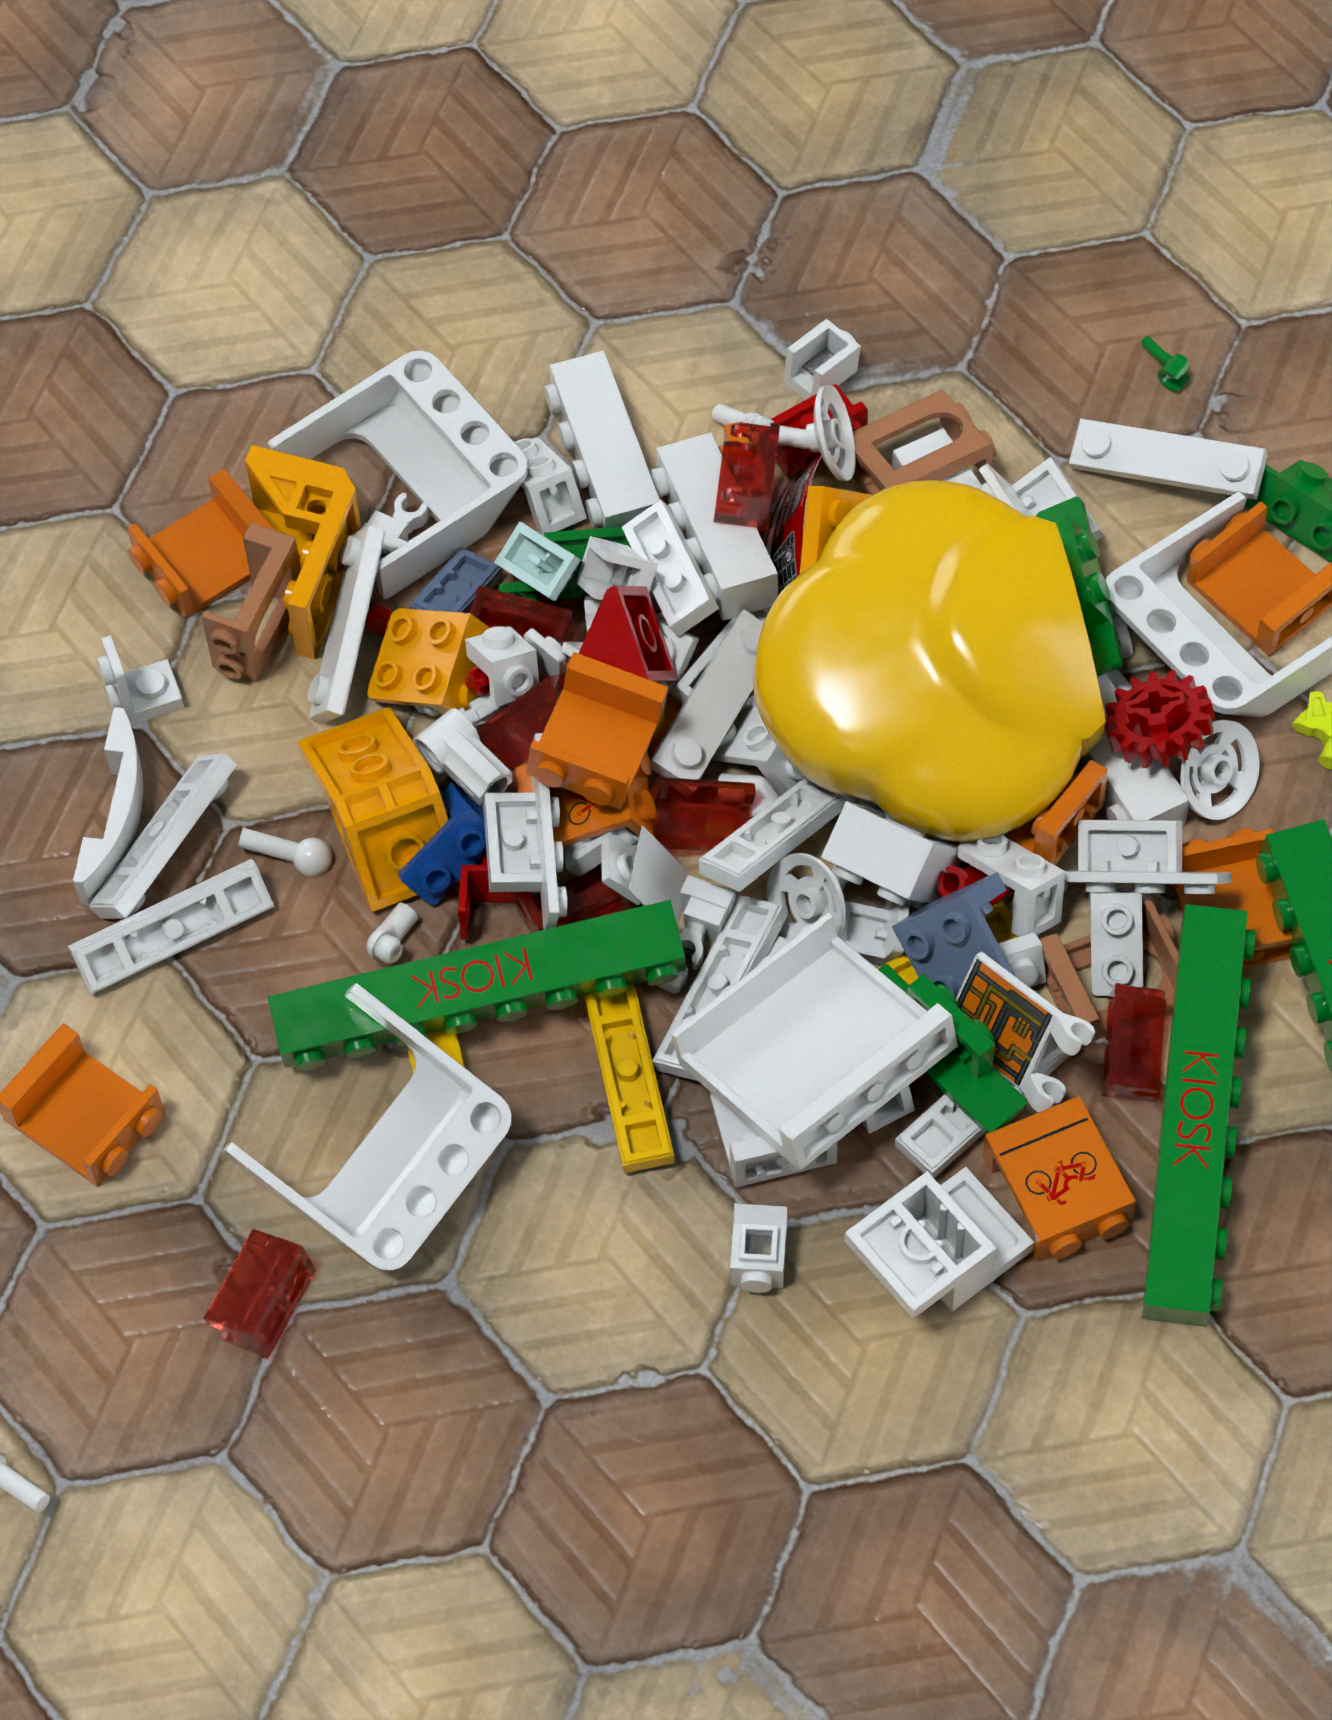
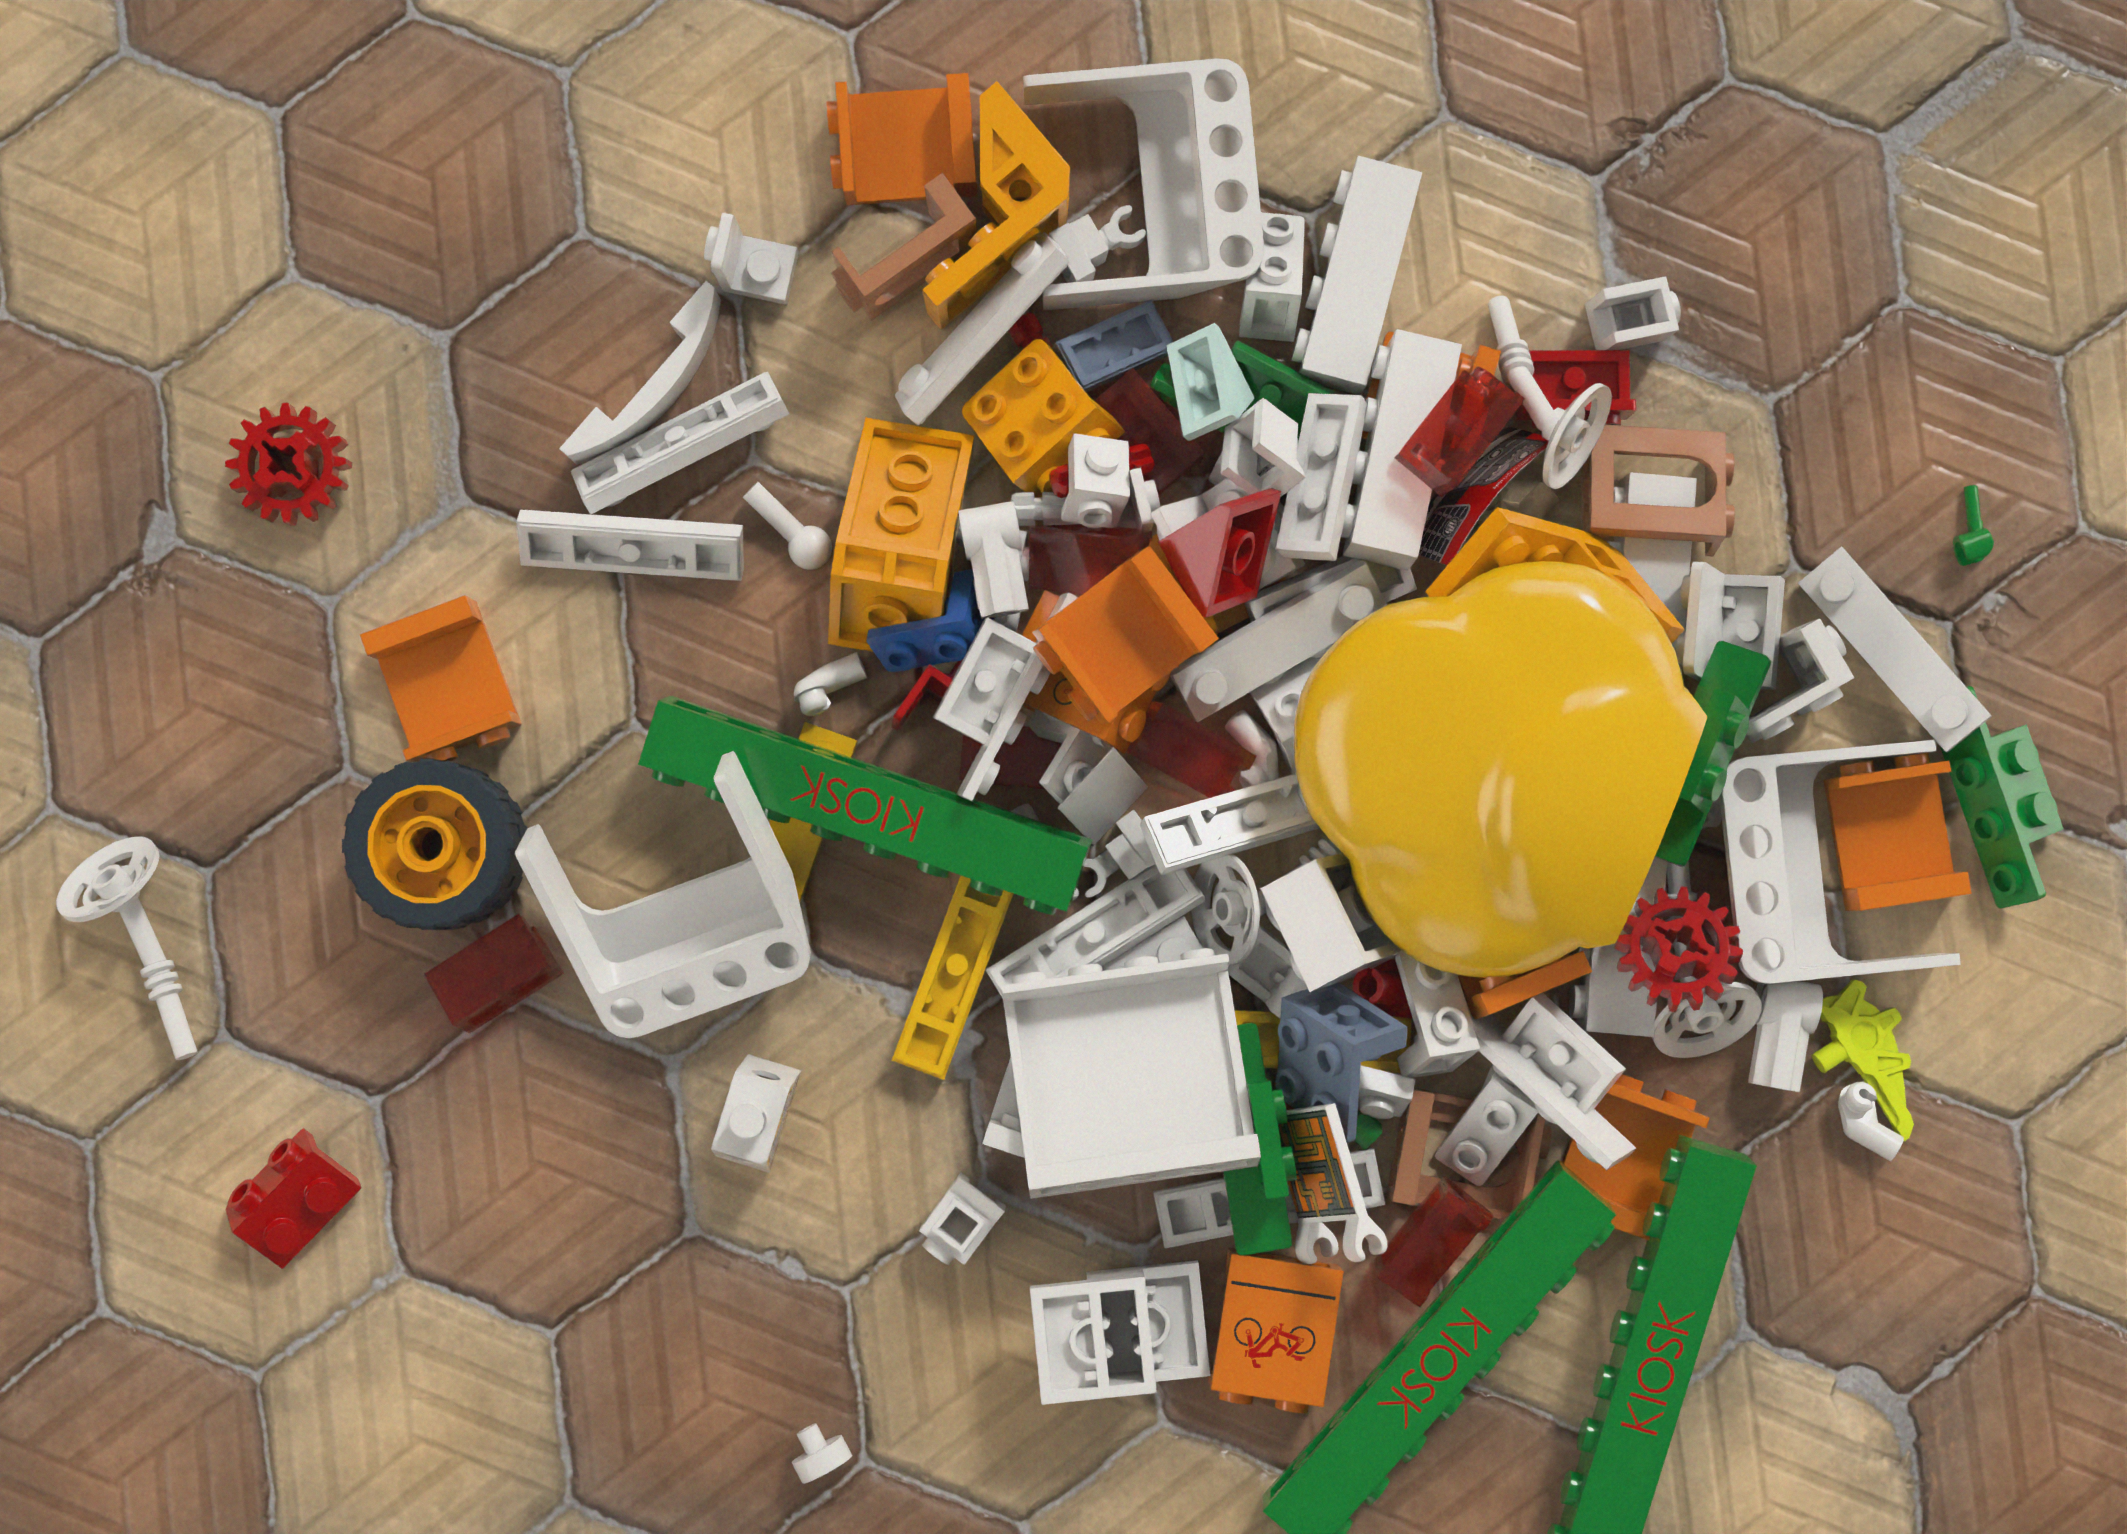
camera: 25 degrees right, 25 degrees up
(153, 1216) = (392, 838): none -> wheel
(199, 1563) = (290, 1199): none -> red bracket
(541, 1261) = (755, 1112): none -> white torso
(766, 1492) = (819, 1455): none -> white tile
(1118, 499) = (1818, 665): none -> white bracket
(1285, 755) = (1783, 1031): none -> white piece

